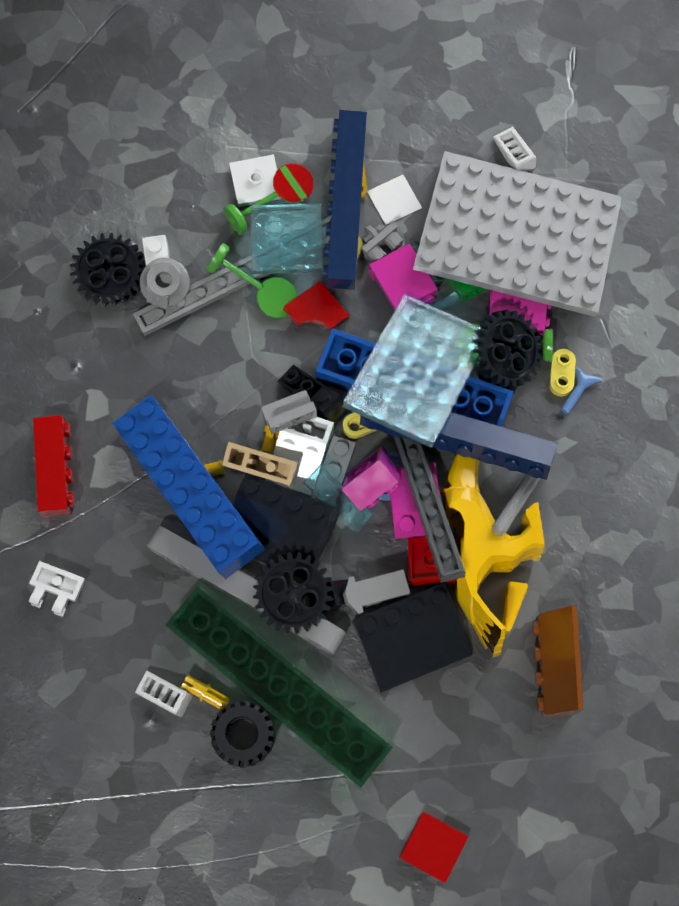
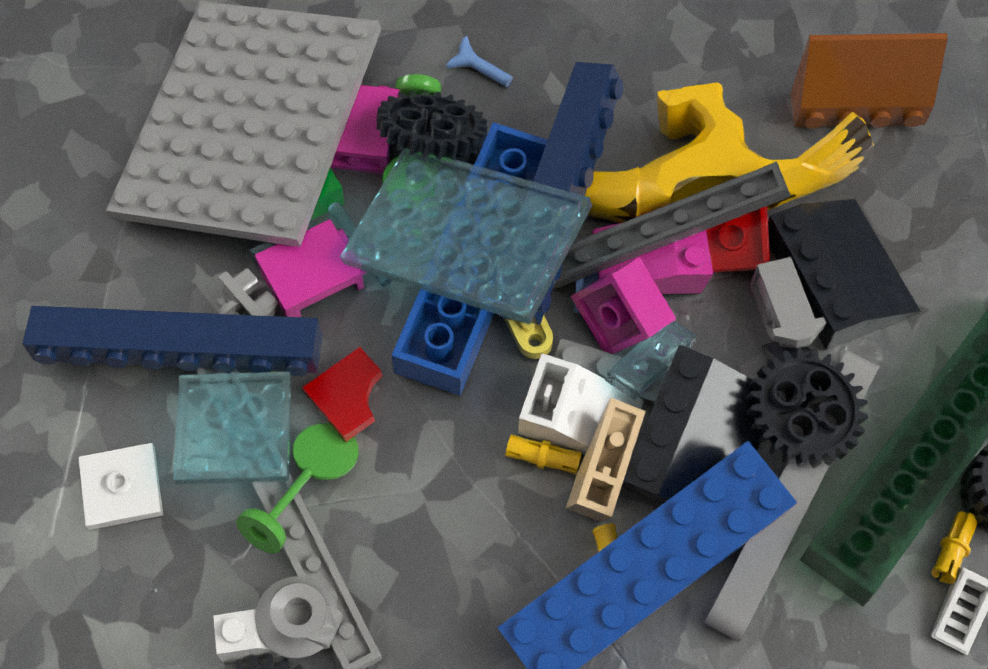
camera: 90 degrees left, 10 degrees down
(289, 412) = (529, 412): light grey panel -> none
(291, 183) = (137, 427): piece -> none
(326, 401) = (486, 396): black slope -> none
(394, 199) = (173, 286): white sticker -> none
(512, 601) = (781, 143): yellow slope -> none
(514, 505) = (661, 122): light grey axle -> none
(524, 162) = (119, 111): white slope -> none
(562, 371) = (454, 81): light yellow plate -> none

